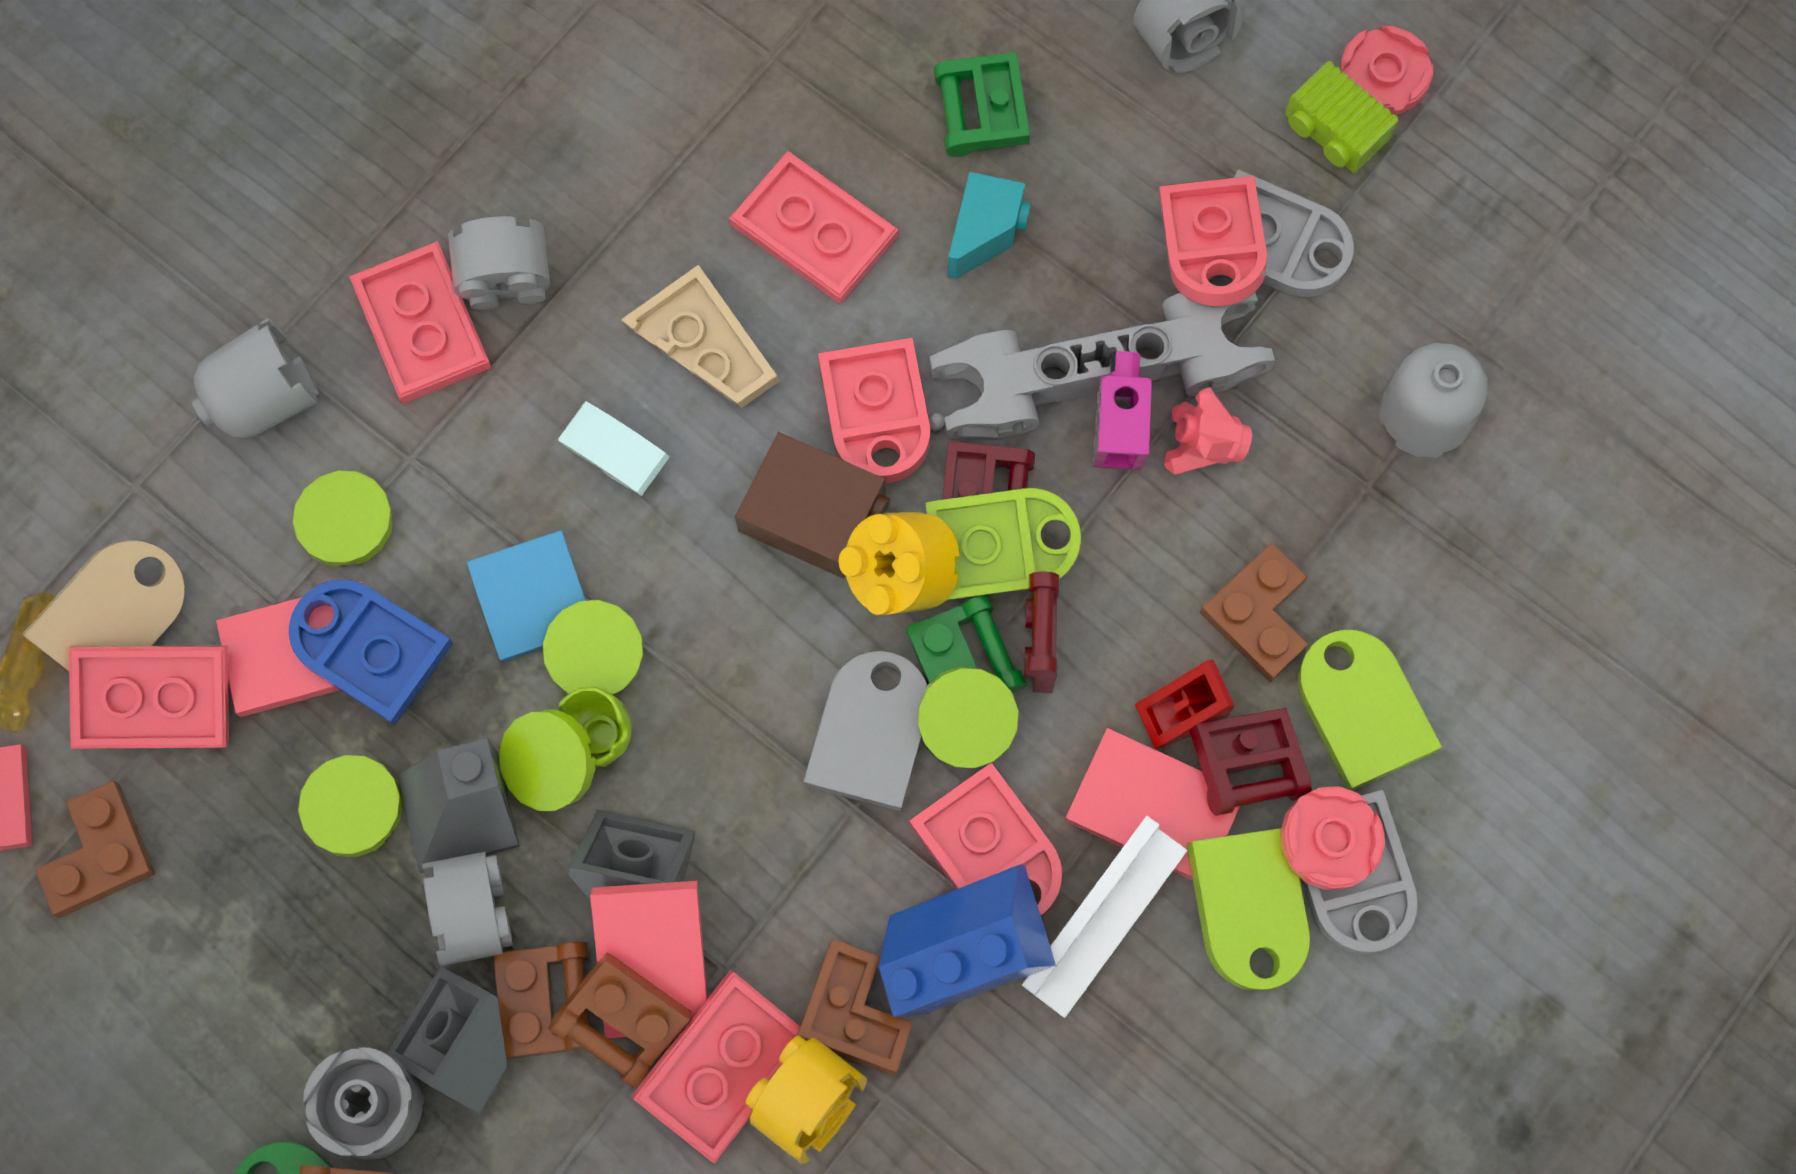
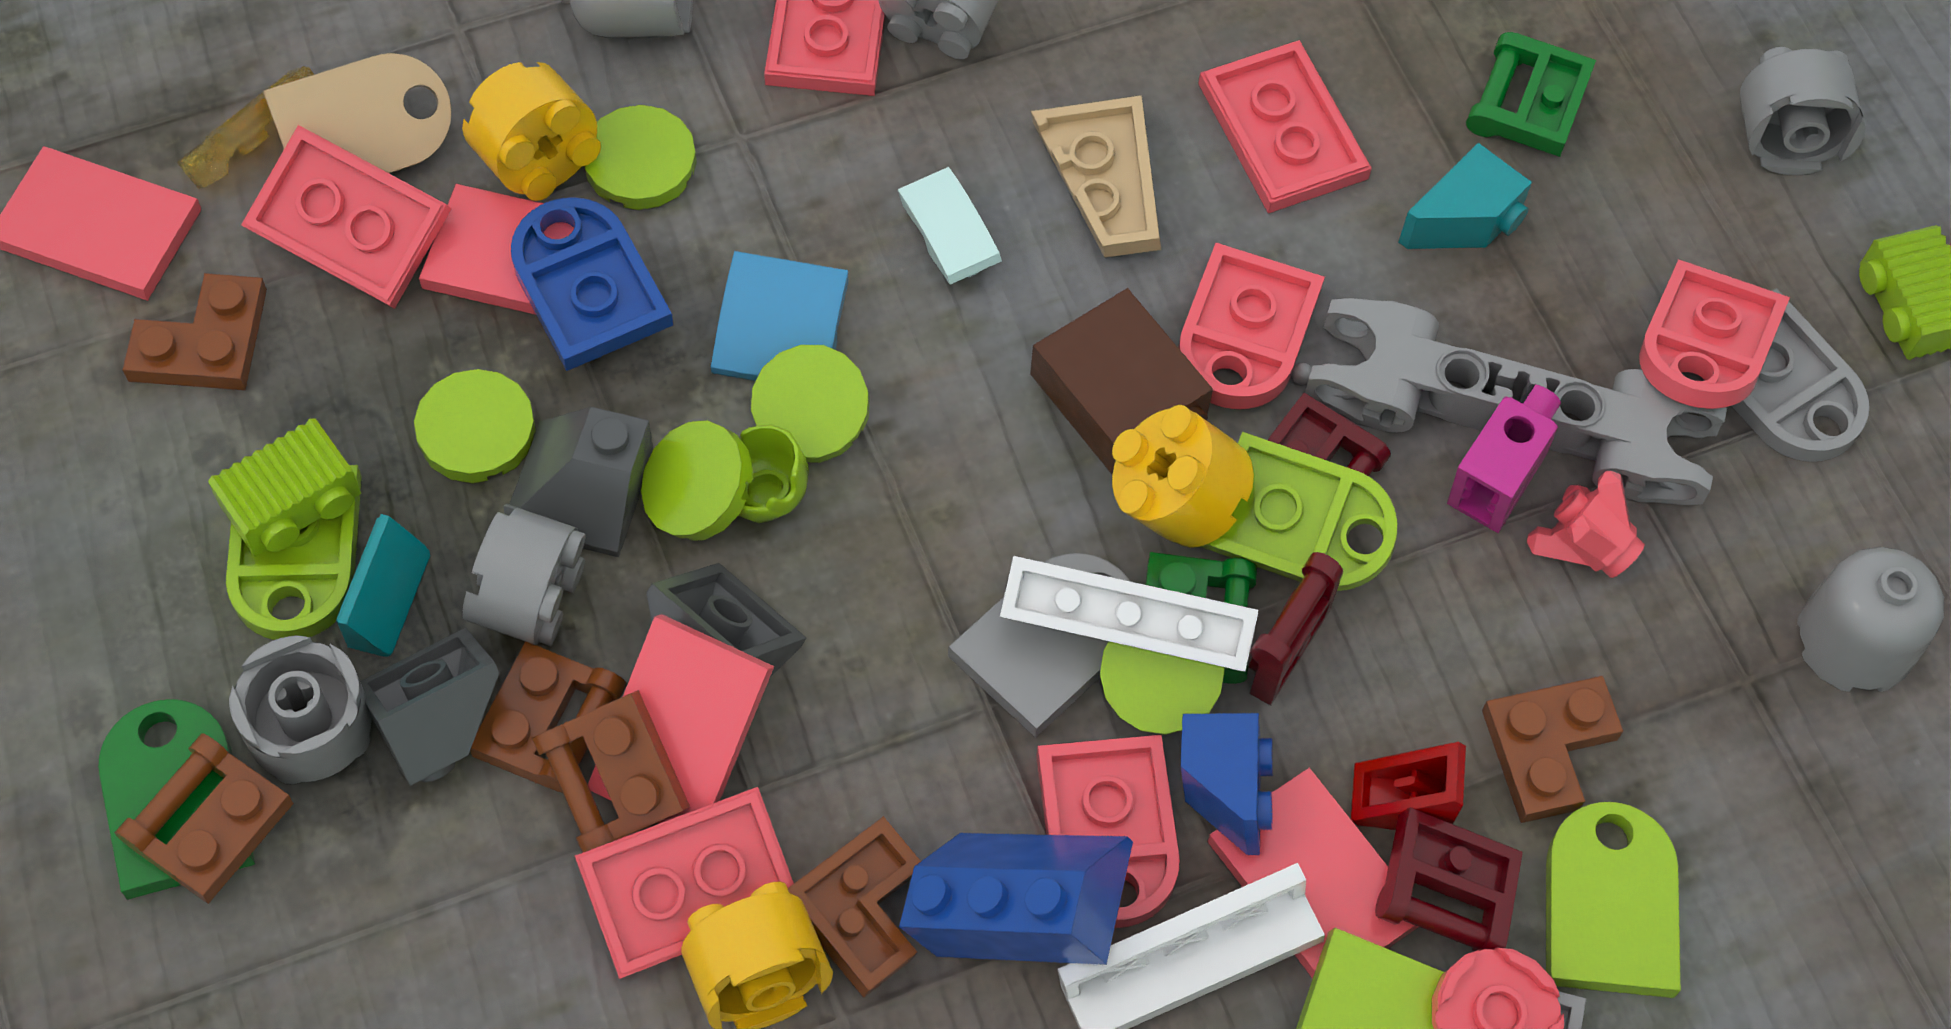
camera: 25 degrees right, 10 degrees down
(244, 942) = (285, 488): none -> lime brick
(252, 549) = (531, 129): none -> yellow brick
(270, 972) = (312, 568): none -> lime tile
(362, 973) = (382, 588): none -> teal slope
(923, 688) = (1129, 613): none -> white fence
(1052, 771) = (1223, 774): none -> blue slope

